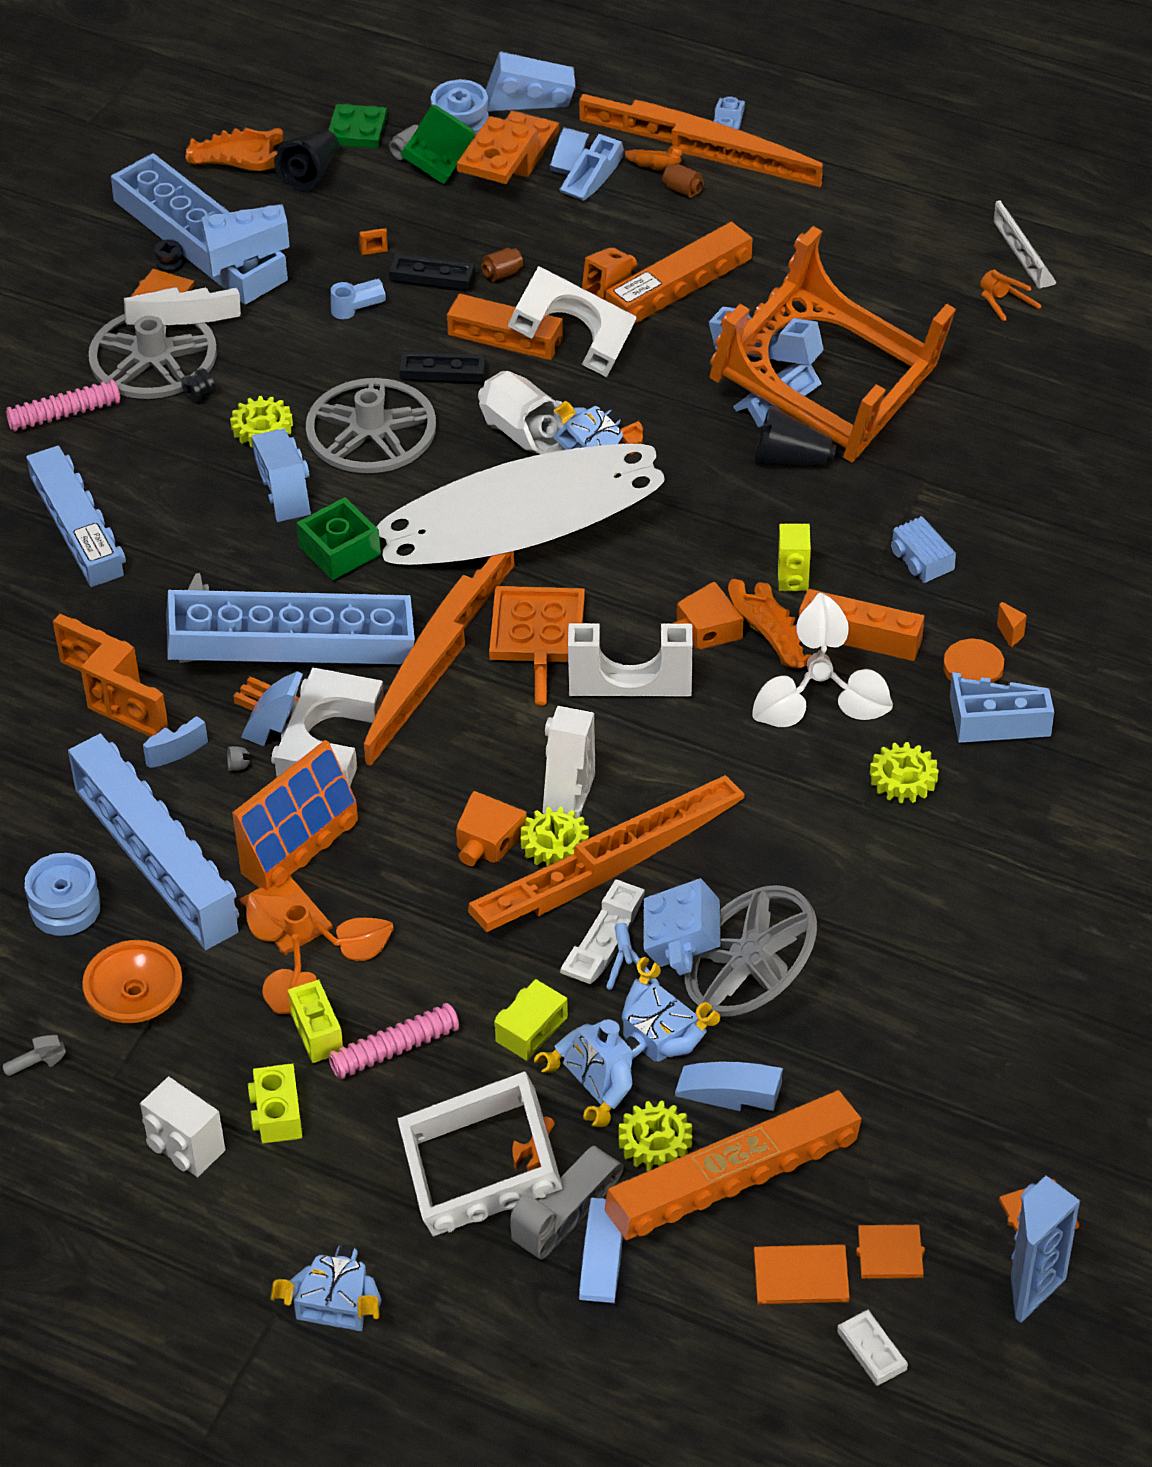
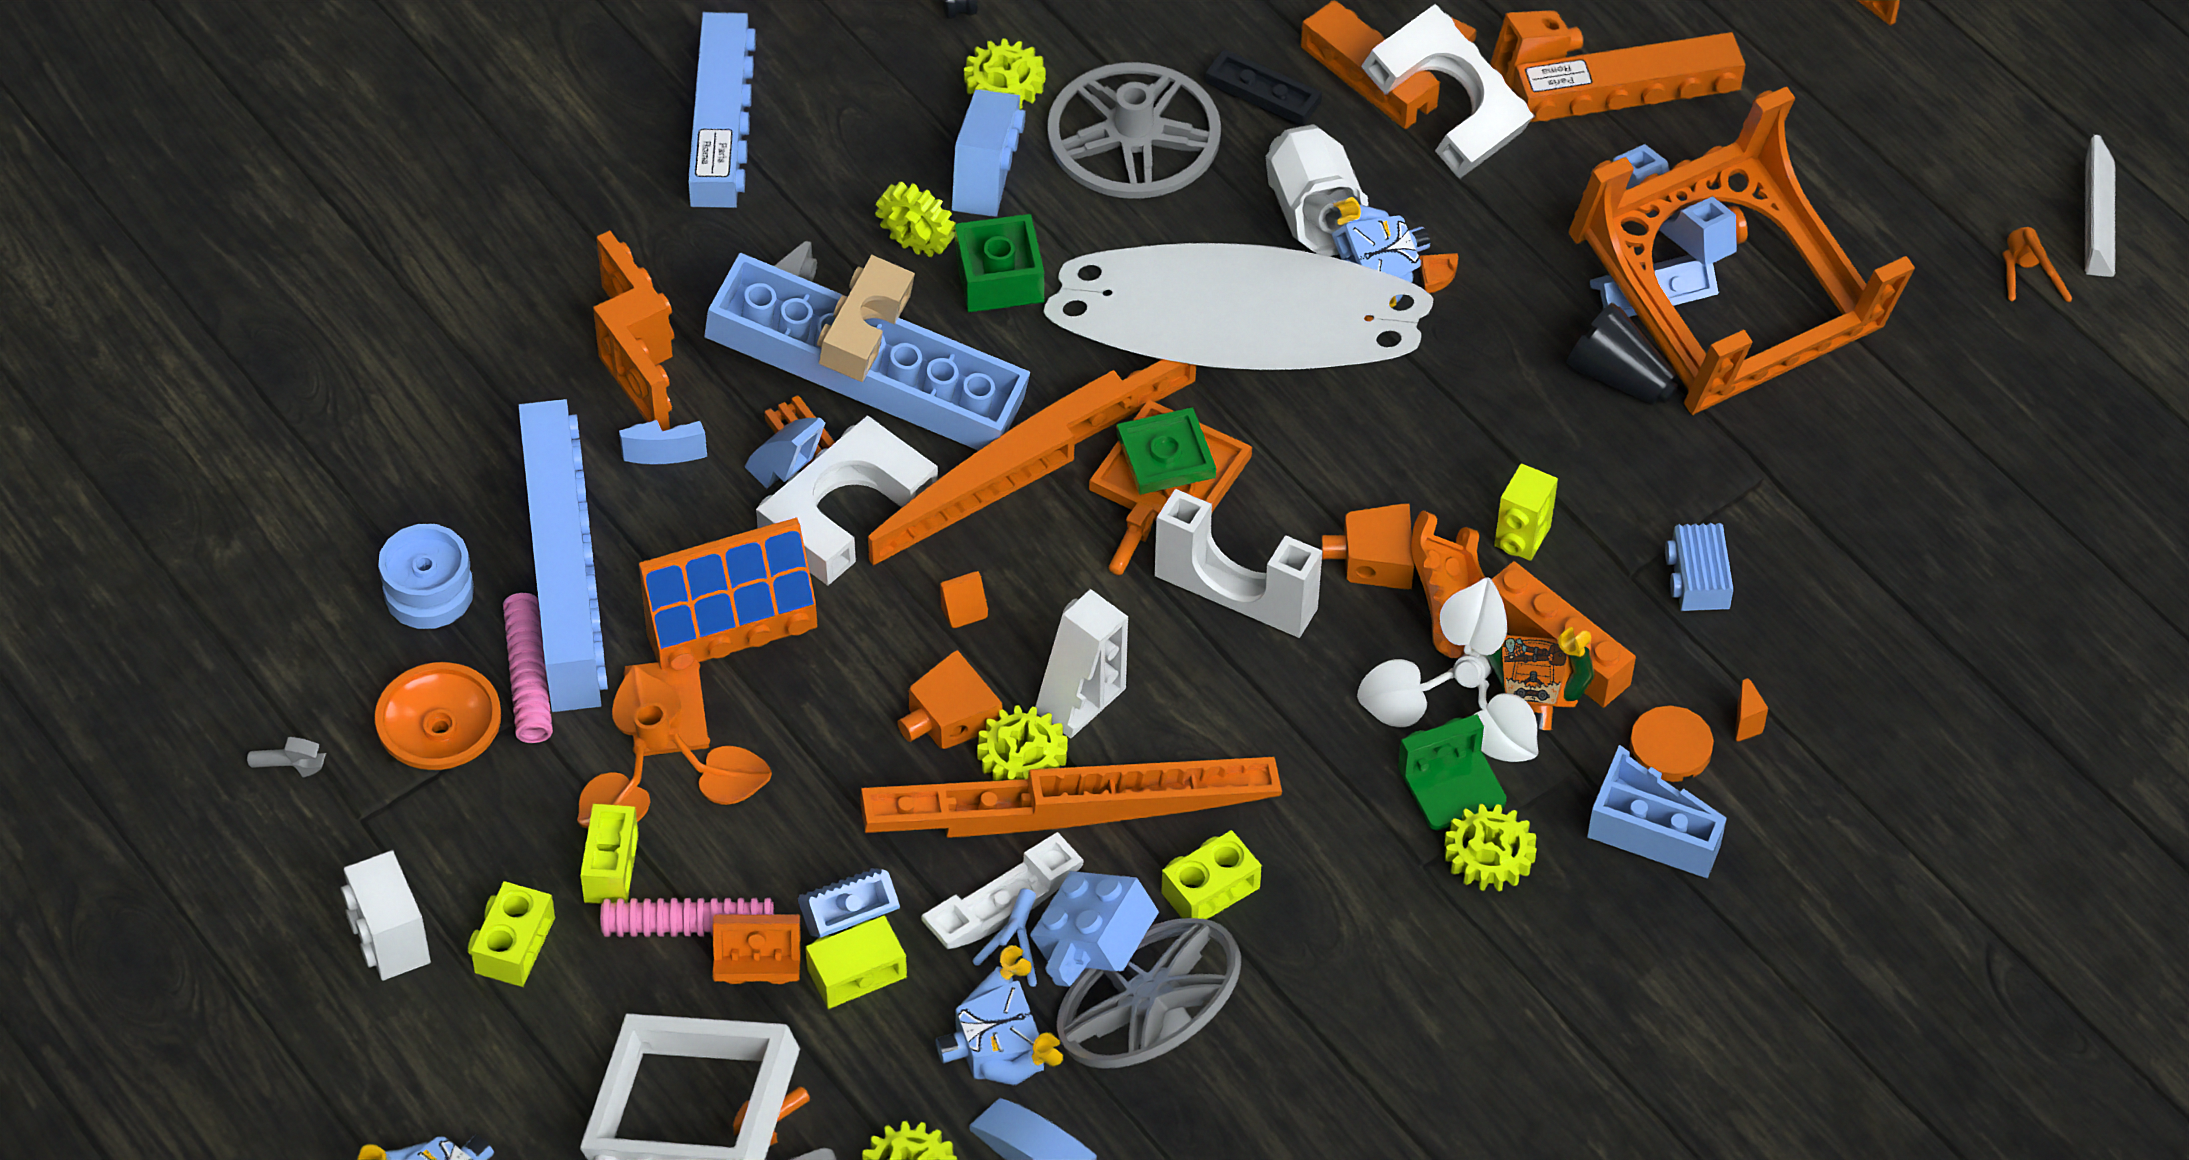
camera: 25 degrees right, 5 degrees up
(173, 926) = (527, 668): none -> bright pink piece
(235, 758) = (720, 492): light grey hinge -> none
(264, 531) = (915, 219): none -> neon yellow gear
(283, 616) = (876, 292): none -> tan arch
(451, 761) = (963, 600): none -> orange slope
(458, 1039) = (756, 948): none -> orange bracket
(503, 982) = (848, 902): none -> light blue brick
(532, 611) = (1166, 451): none -> green plate
(599, 1062) = (896, 1054): light blue torso -> none
(736, 865) = (1216, 885): none -> neon yellow brick
(845, 738) = (1449, 771): none -> green bracket
(873, 645) = (1545, 671): none -> torso

